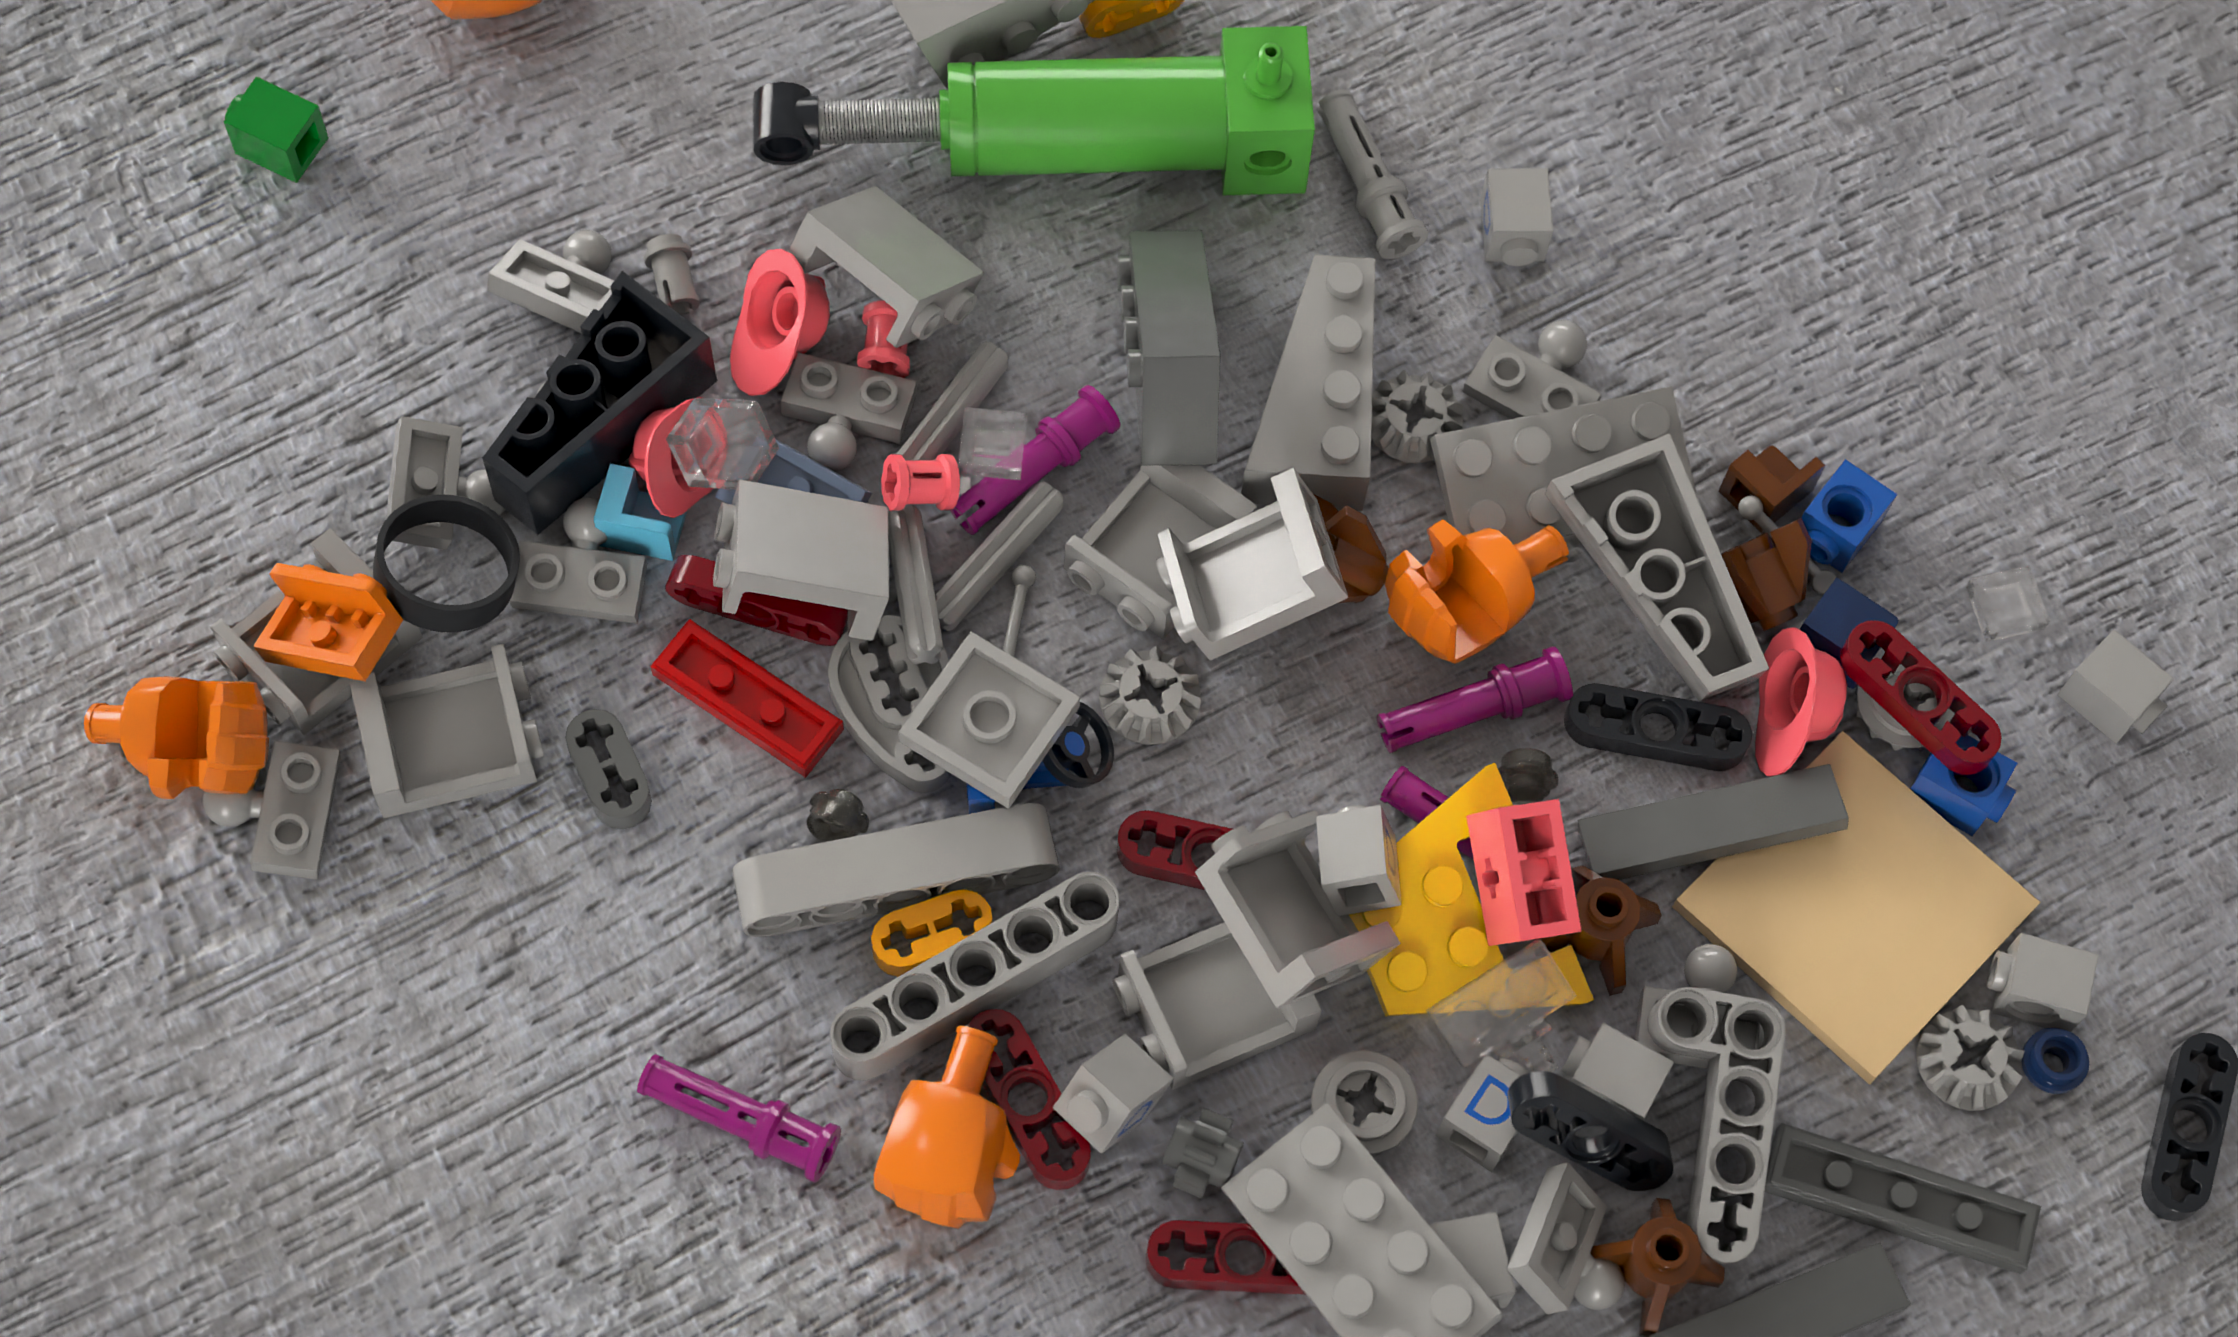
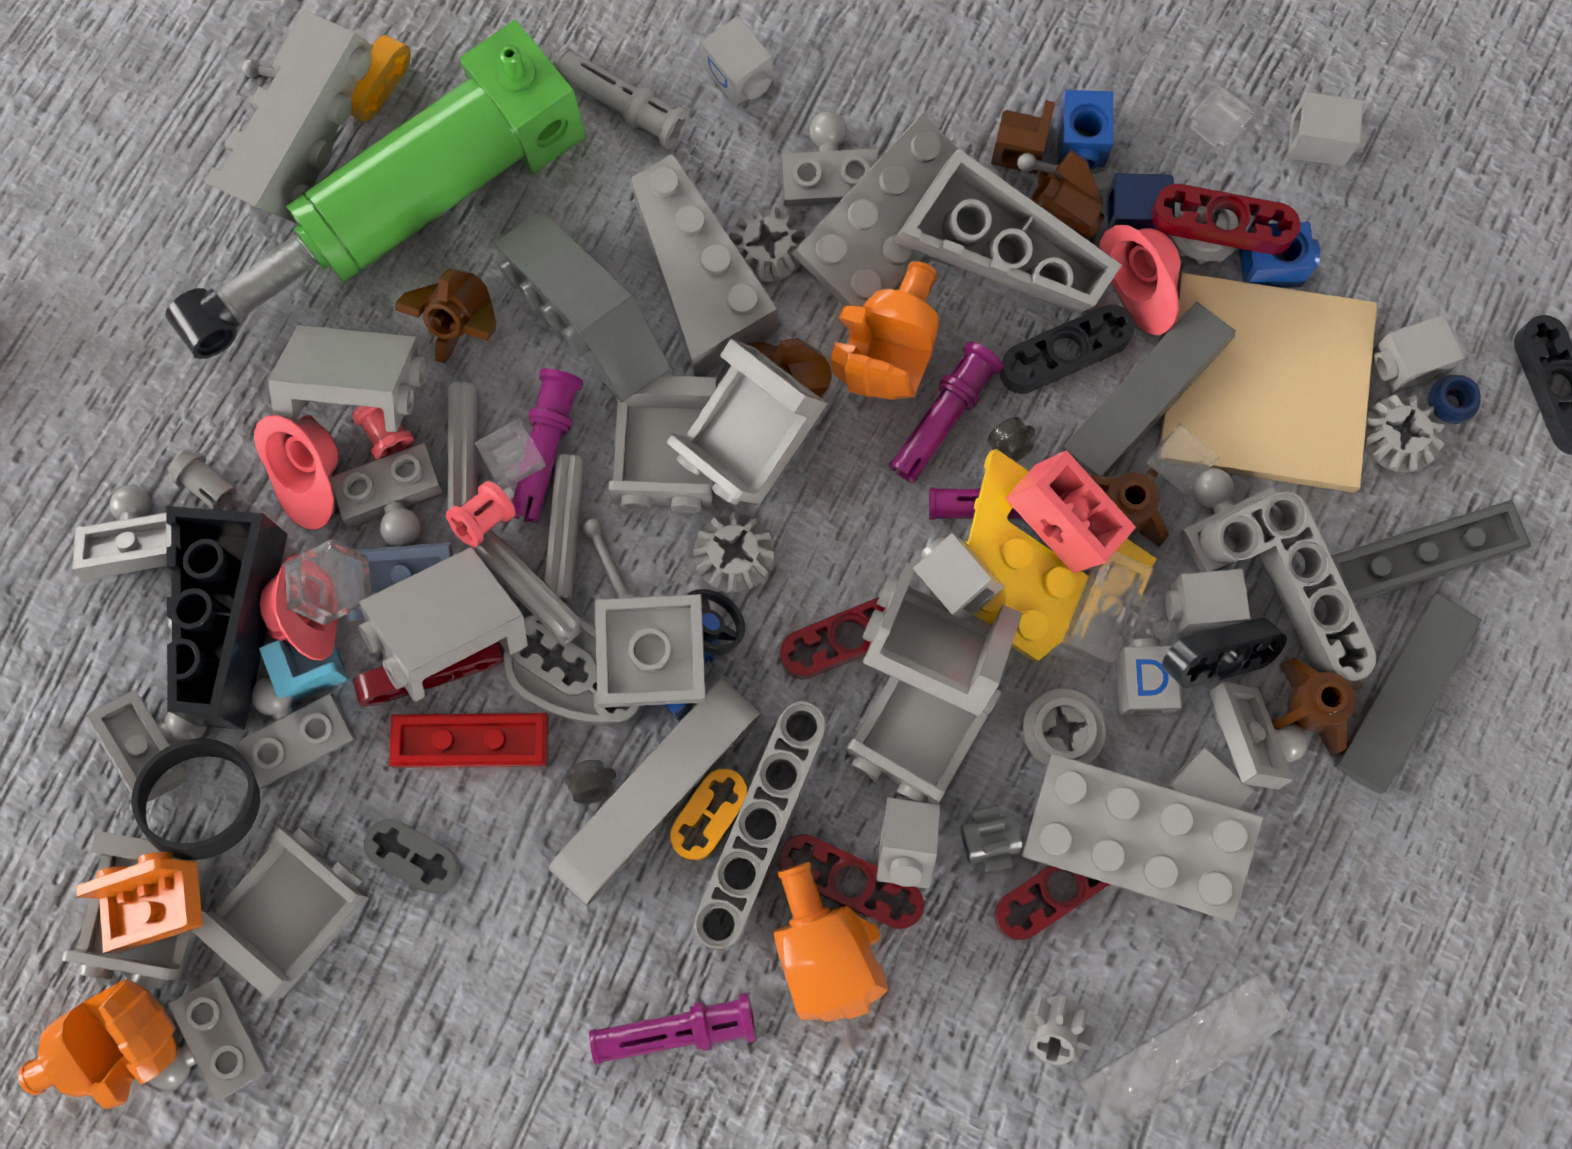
camera: 30 degrees left, 10 degrees up
(1039, 269) = (451, 309): none -> reddish brown brick
(1696, 915) = (1182, 459): none -> clear tile

